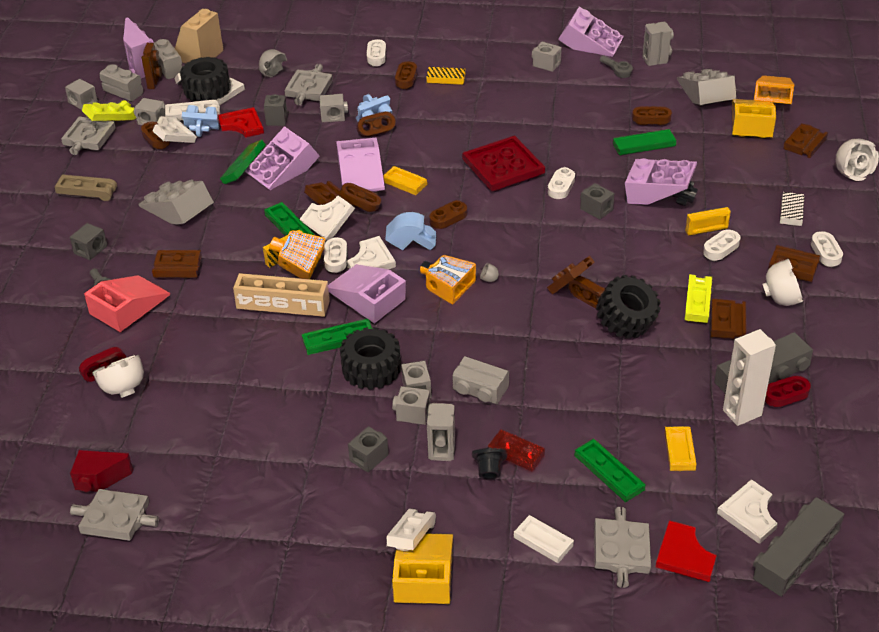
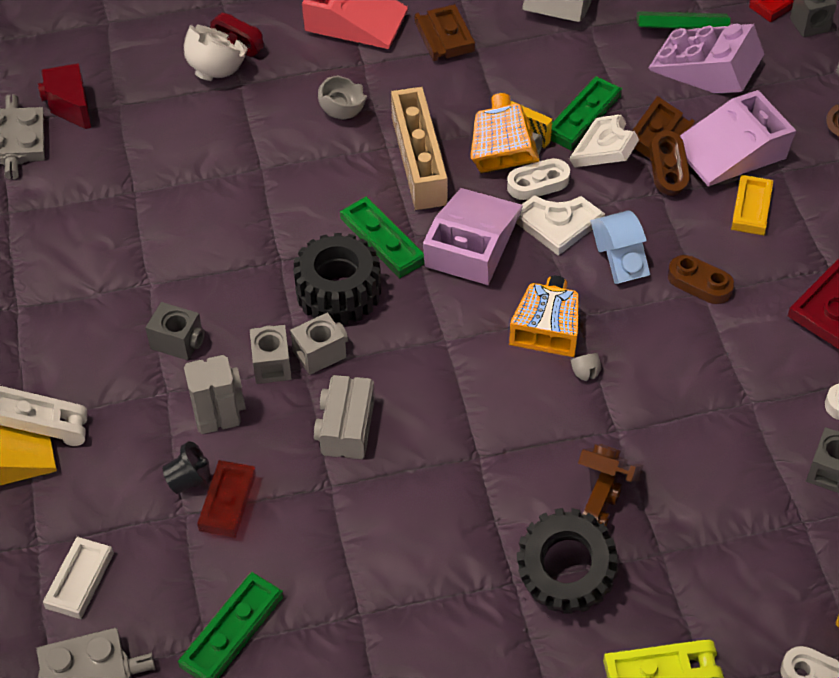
camera: 70 degrees right, 10 degrees up
(207, 324) = (341, 97): none -> light grey hair

